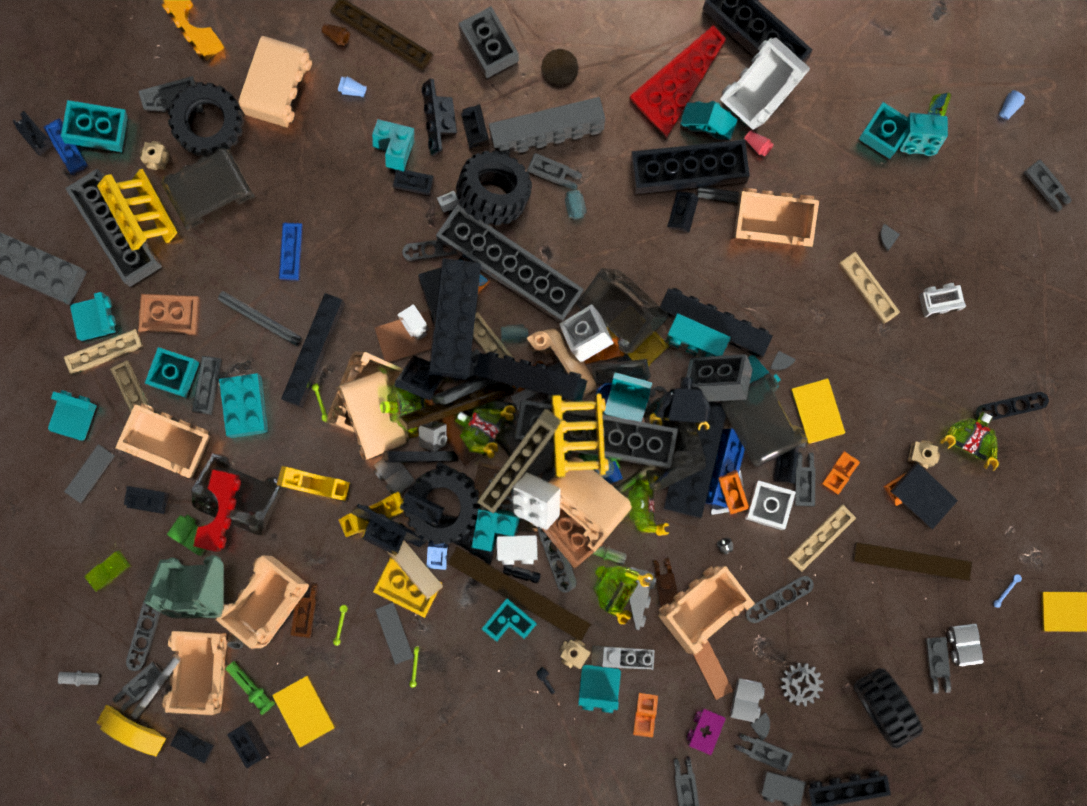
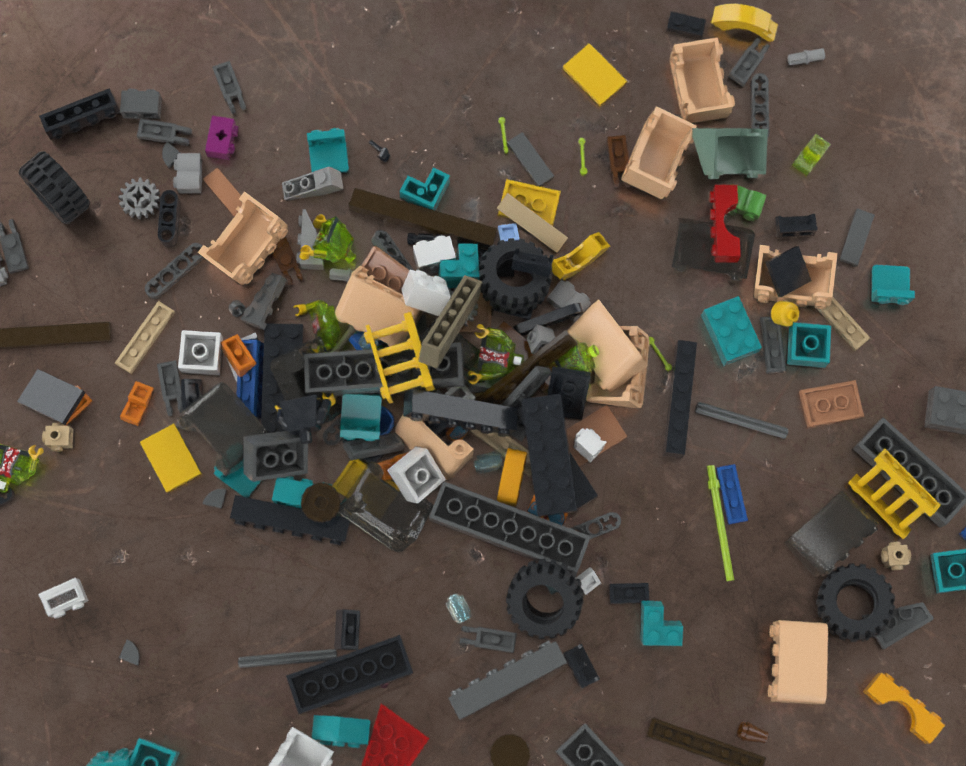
camera: 160 degrees right, 5 degrees down
(93, 317) = (902, 382): teal bracket -> none
(103, 352) = (881, 353): tan tile -> none
(156, 686) = (735, 59): light grey bar -> none
(169, 446) = (788, 271): none -> black tile
(186, 407) = (784, 313): none -> yellow head
(248, 744) = (635, 34): black hinge -> none
(255, 694) = (642, 75): bright green pin -> none
(305, 262) = (714, 485): none -> lime bar
(313, 483) = (647, 274): yellow arch -> none
(351, 87) = (720, 678): light blue cone -> none
(385, 532) = (565, 240): black bracket -> none
(439, 116) = (621, 669): black bracket -> none
(495, 313) = (512, 477): none -> light orange beam
(579, 659) = (358, 176): tan brick -> none
(645, 715) = (280, 140): orange slope -> none
(684, 322) = (320, 502): none -> dark brown tile
(701, 539) = (263, 300): none -> dark grey wing
(759, 143) = (282, 720): coral cone -> none
(776, 217) = (250, 640): light nougat windscreen -> none
(782, 647) = (169, 210): none -> black beam
(869, 288) = (140, 595): tan tile -> none

